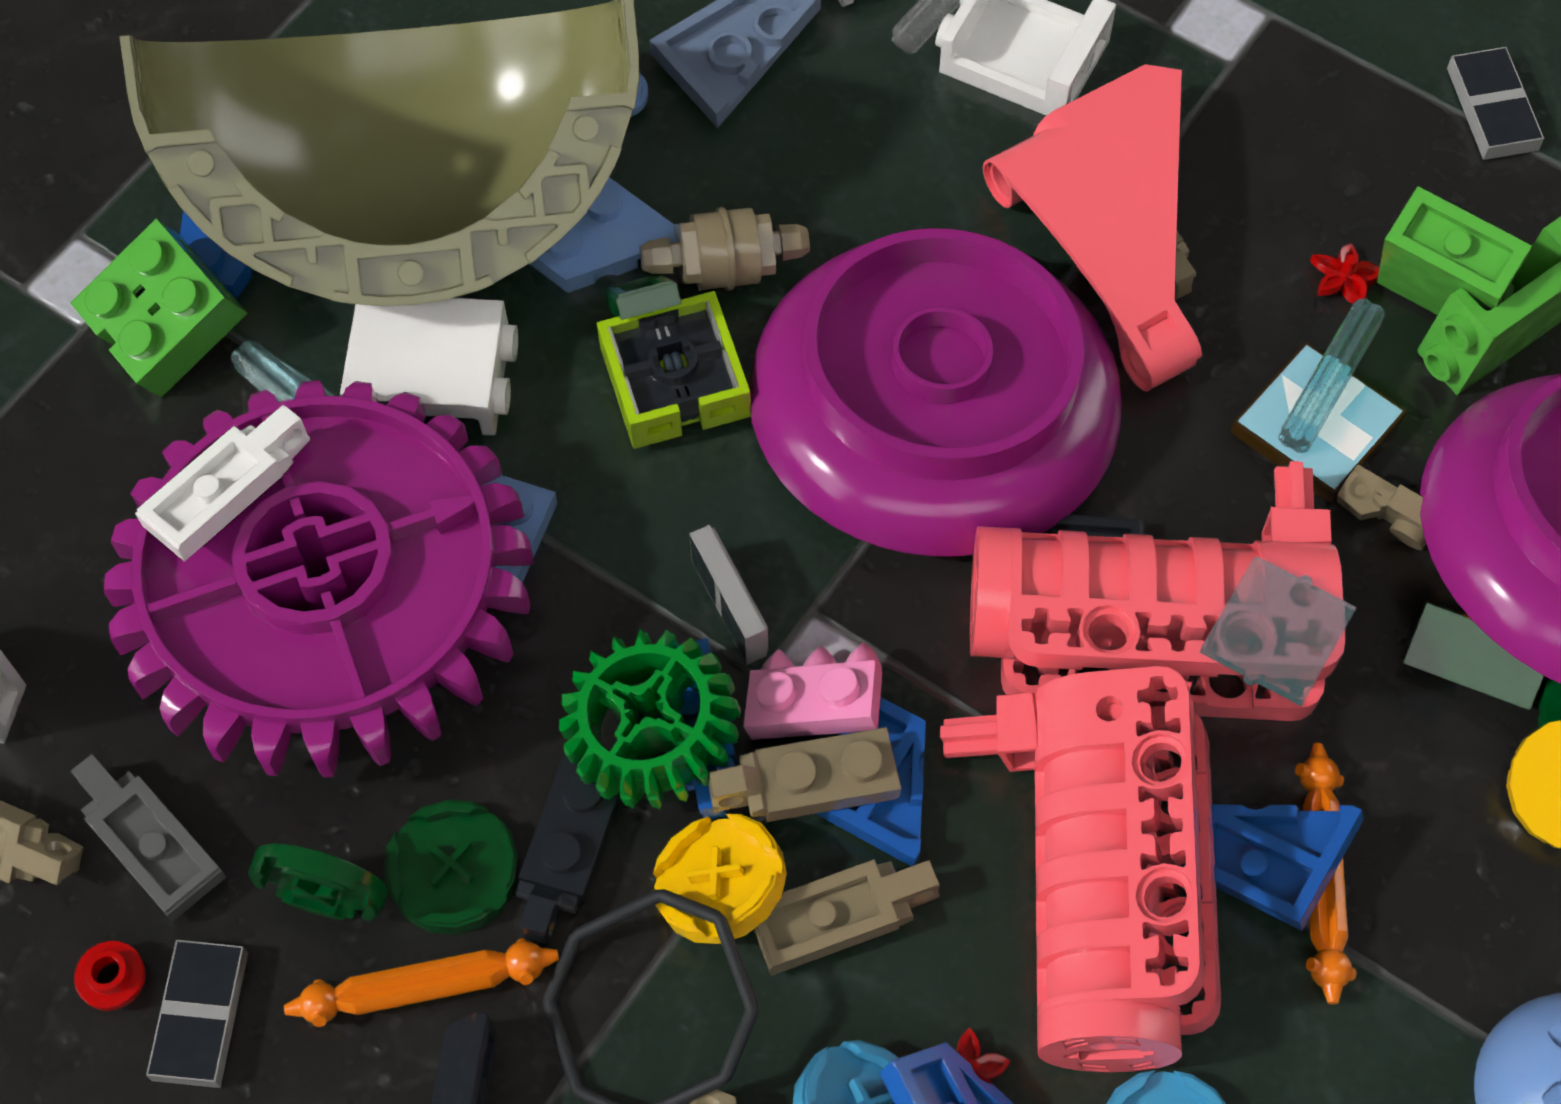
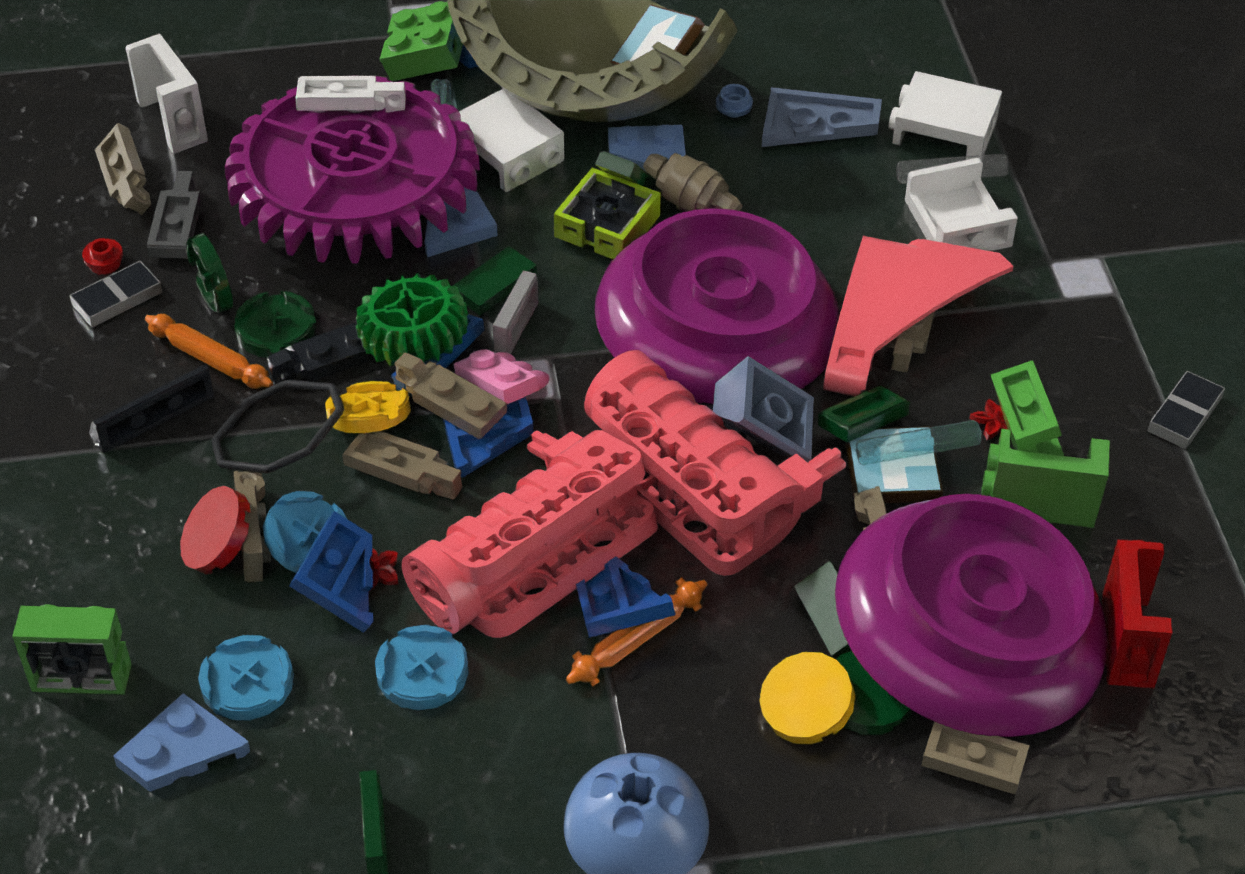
camera: 45 degrees right, 15 degrees down
(469, 85) = (662, 25): none -> tile
(638, 569) = (493, 280): none -> dark green tile
(1172, 482) = (766, 408): none -> sand blue slope
(1231, 387) = (863, 413): none -> dark green tile
(1278, 630) = (715, 483): clear light blue piece -> none

